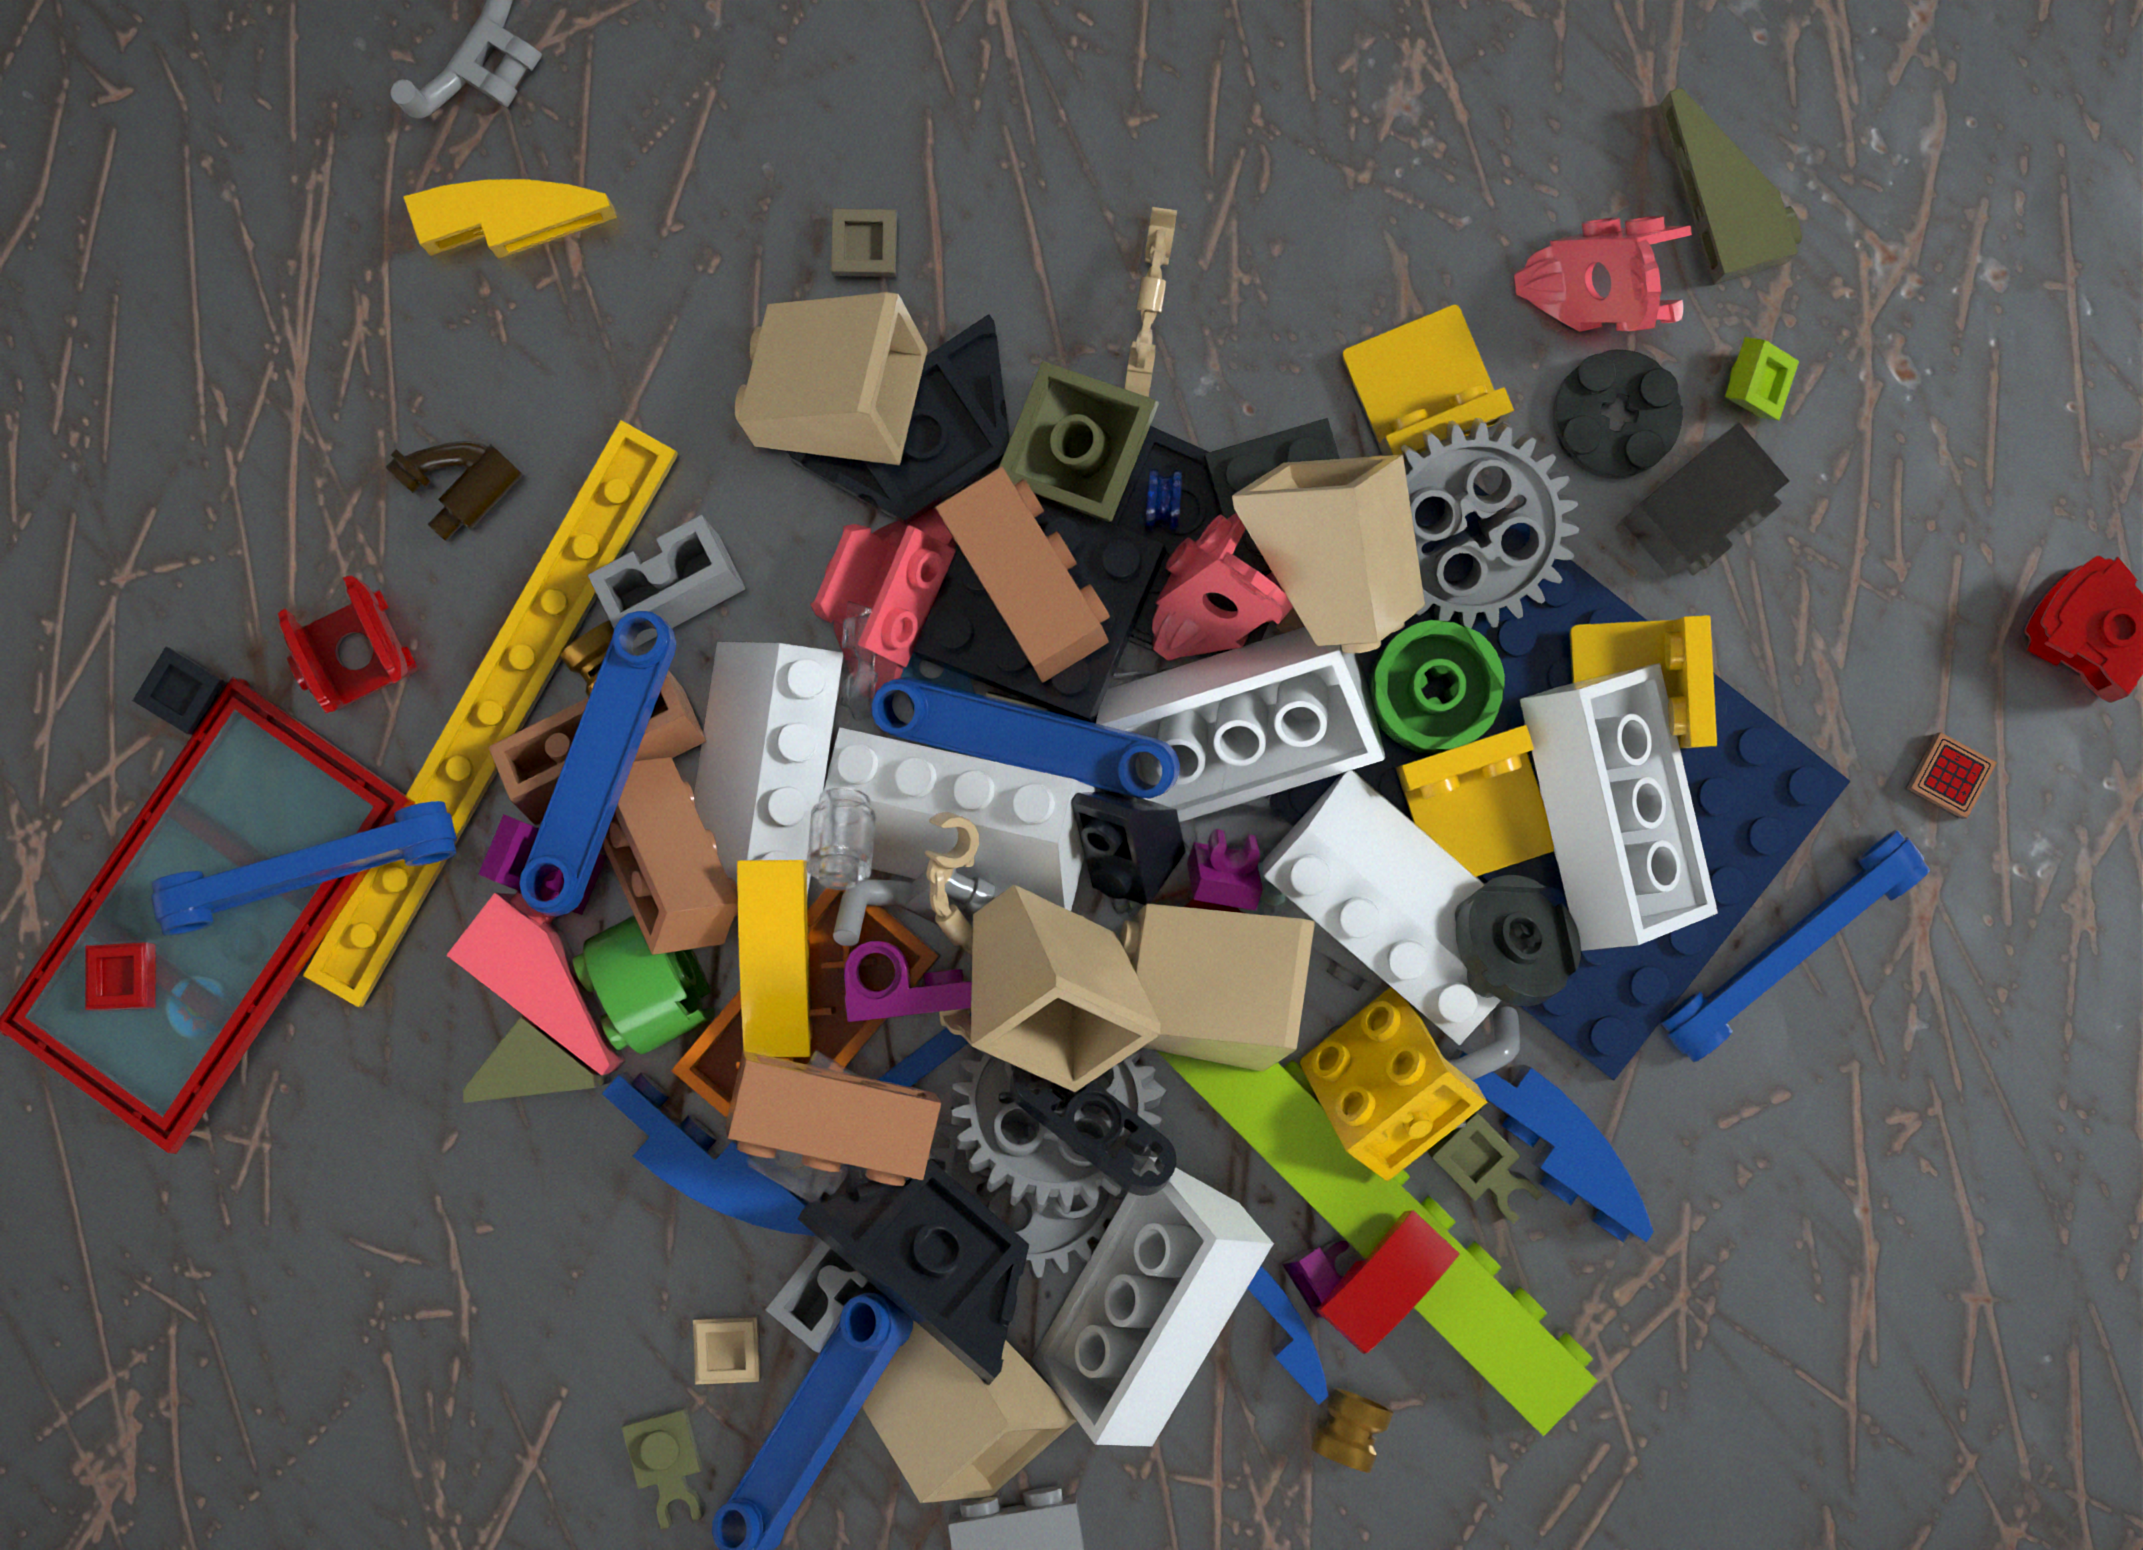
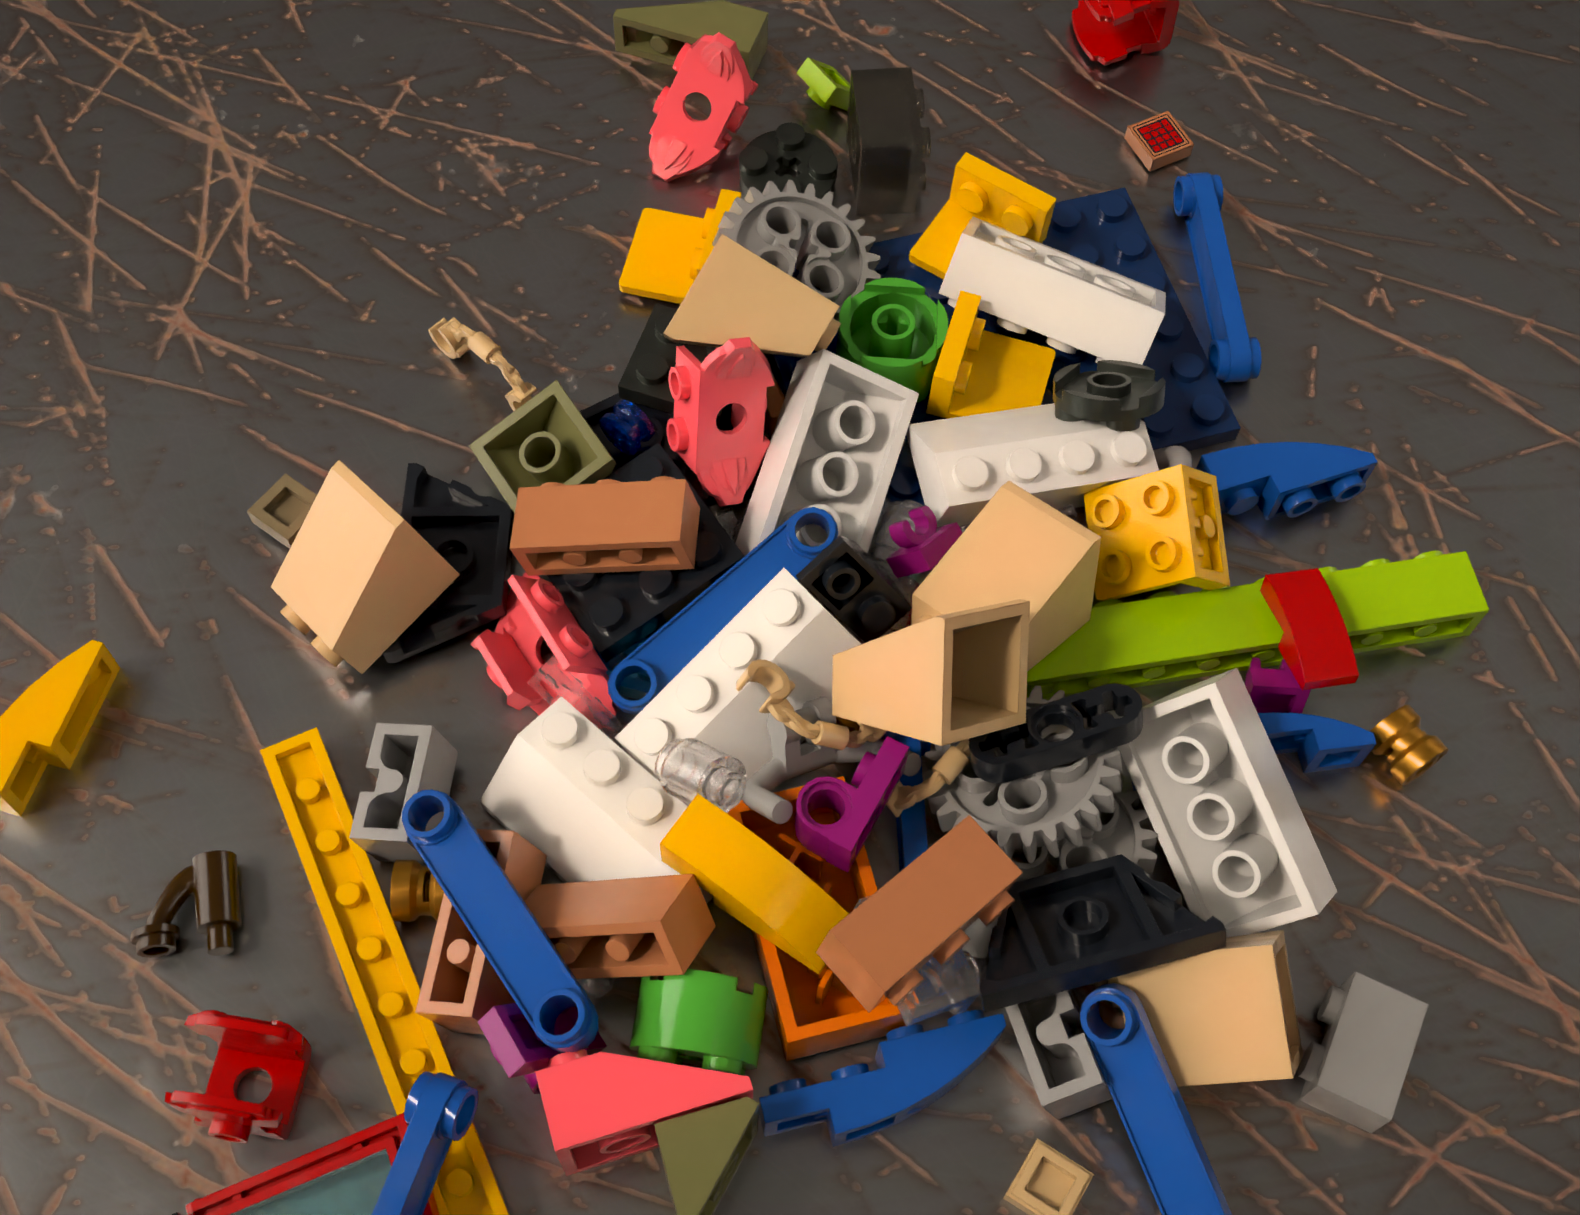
camera: 55 degrees left, 25 degrees down
(1480, 1160) = (1254, 544): olive plate -> none

